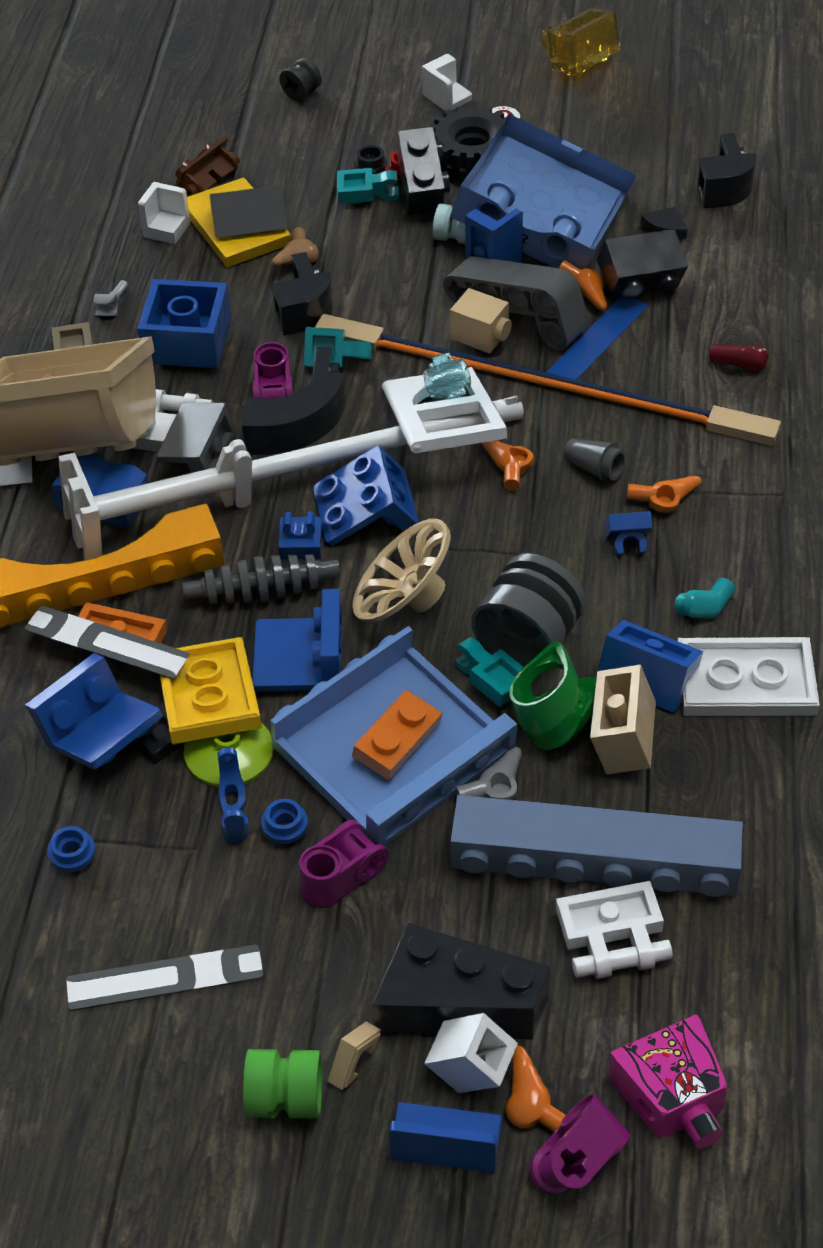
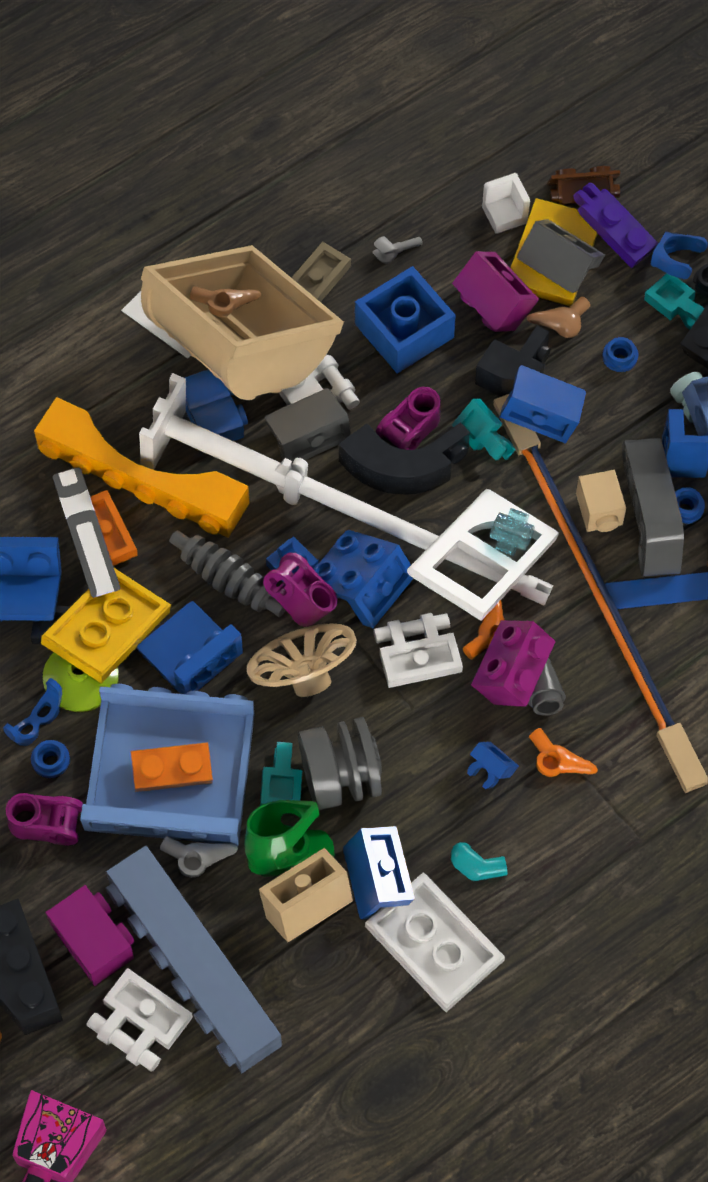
camera: 45 degrees right, 15 degrees up
(231, 261) = (495, 292): none -> magenta brick
(259, 172) = (614, 224): none -> dark purple hinge
(329, 160) = (673, 242): none -> blue cap
(347, 536) = (302, 593): none -> magenta piece
(361, 298) = (544, 404): none -> blue panel
(367, 240) = (623, 347): none -> blue plate
(484, 514) = (421, 658): none -> white plate
(495, 902) = (90, 934): none -> magenta brick
(560, 453) = (513, 663): none -> magenta brick

